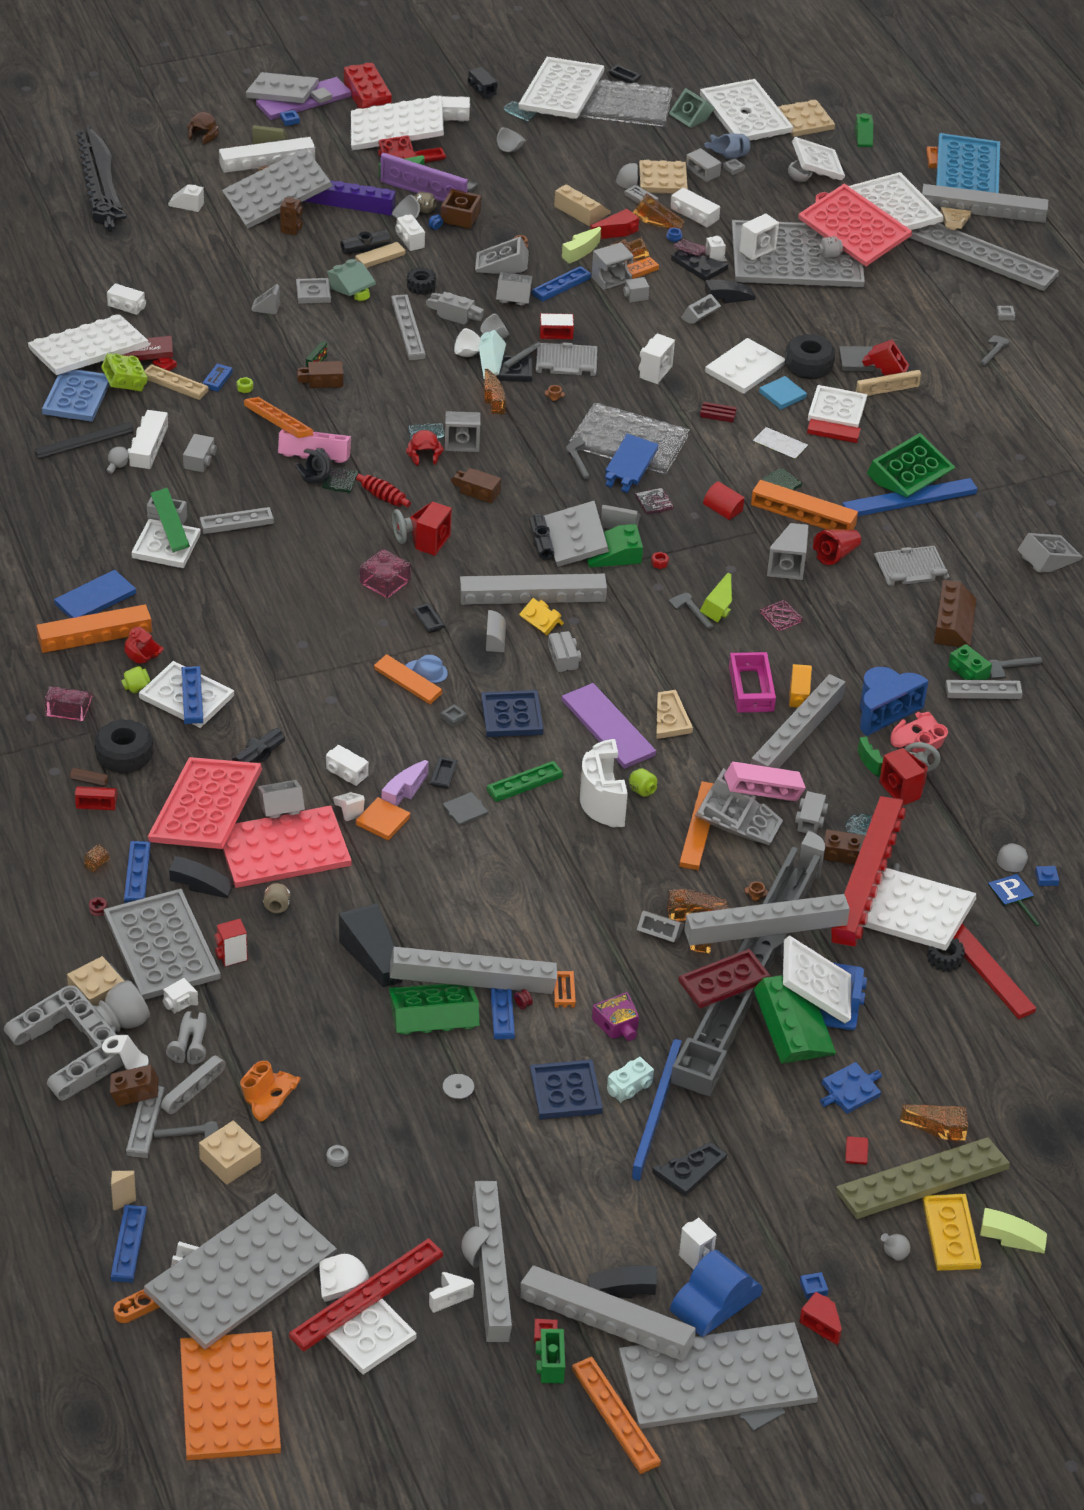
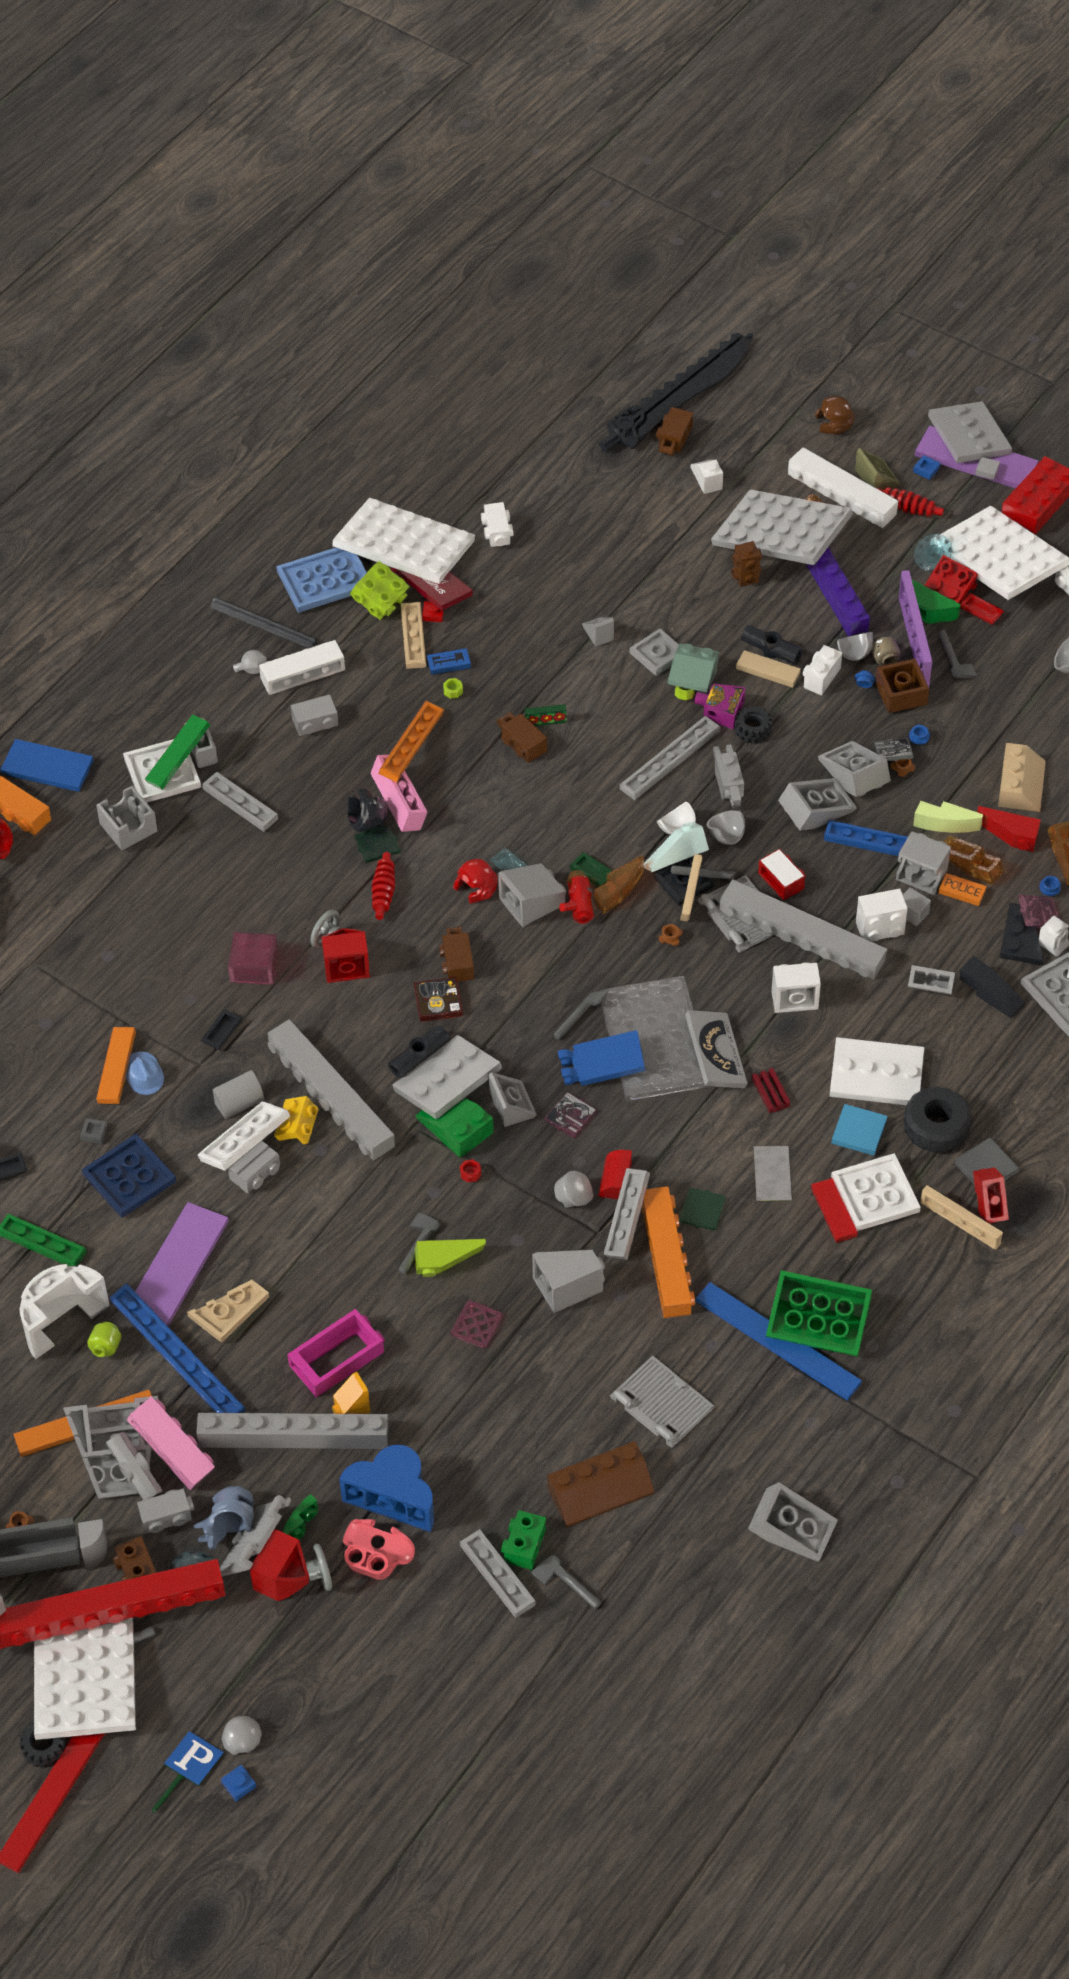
camera: 60 degrees right, 10 degrees up
(134, 193) = (675, 430): none -> reddish brown brick
(199, 572) = (128, 819): none -> light grey piece
(317, 134) = (913, 502): none -> red piece
(361, 142) = (928, 548): none -> clear light blue dish
(392, 283) = (722, 703): none -> magenta torso
(466, 400) = (592, 868): none -> dark green tile
(487, 412) = (580, 897): none -> red piece
(502, 224) = (919, 734): none -> blue plate
(503, 236) = (894, 749): none -> piece
(503, 512) = (438, 999): none -> tile
(532, 362) = (692, 883): none -> tan tile
(534, 643) = (243, 1135): none -> white tile
(609, 337) = (803, 929): none -> light grey brick
(636, 300) = (881, 915): none -> white brick
(667, 415) = (716, 1049): none -> light grey tile
(685, 754) = (175, 1351): none -> blue tile
(719, 523) = (573, 1189): none -> light grey hair
(763, 504) = (626, 1213): none -> light grey plate
(767, 808) = (133, 1466): none -> light grey piece
(835, 544) = (625, 1313): red cone -> none
(840, 781) = (230, 1513): none -> sand blue piece
(872, 775) = (252, 1542): none -> light grey window

